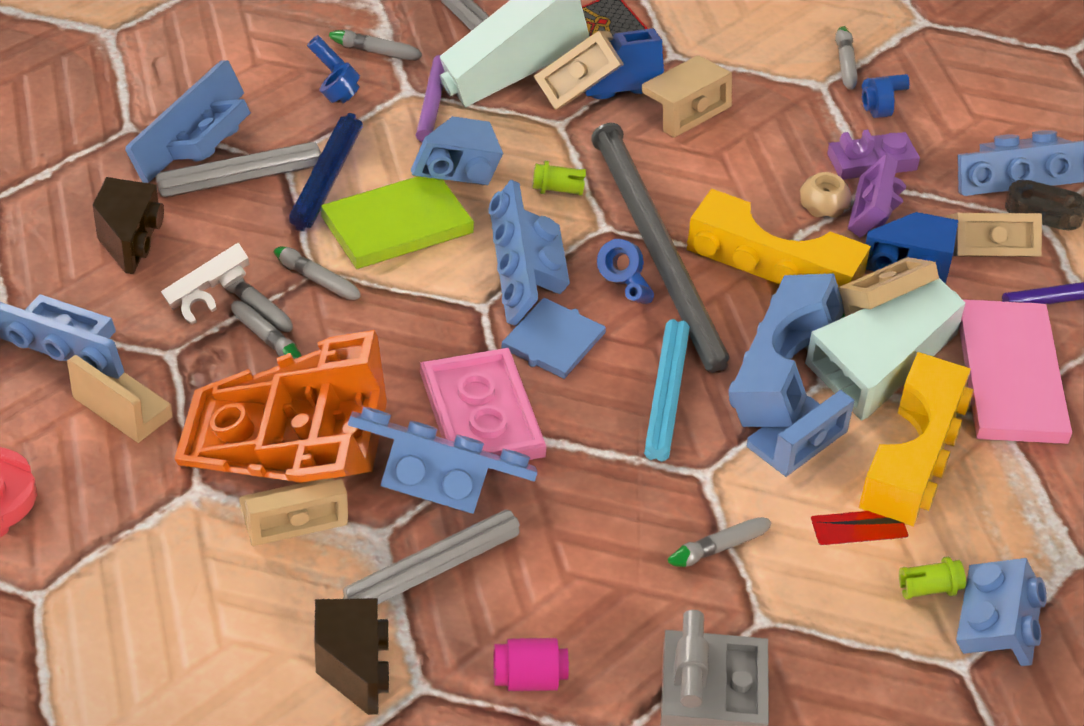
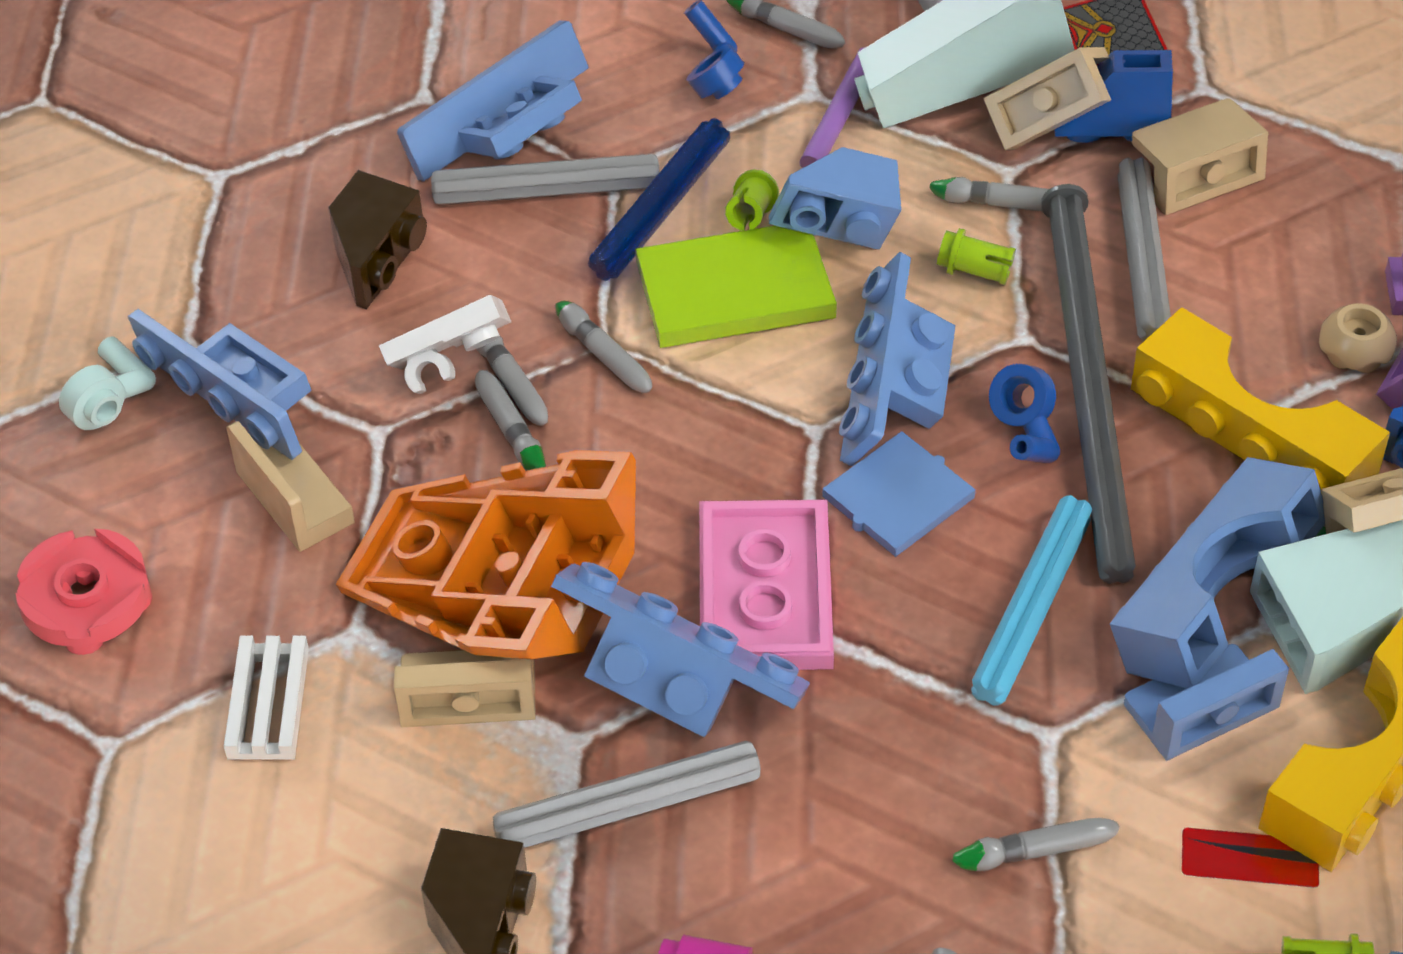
camera: 20 degrees right, 5 degrees up
(143, 513) = (270, 654): none -> white tile
(400, 161) = (752, 197): none -> lime pin
(554, 138) = (996, 194): none -> light grey piece
(668, 159) = (1143, 246): none -> light grey axle

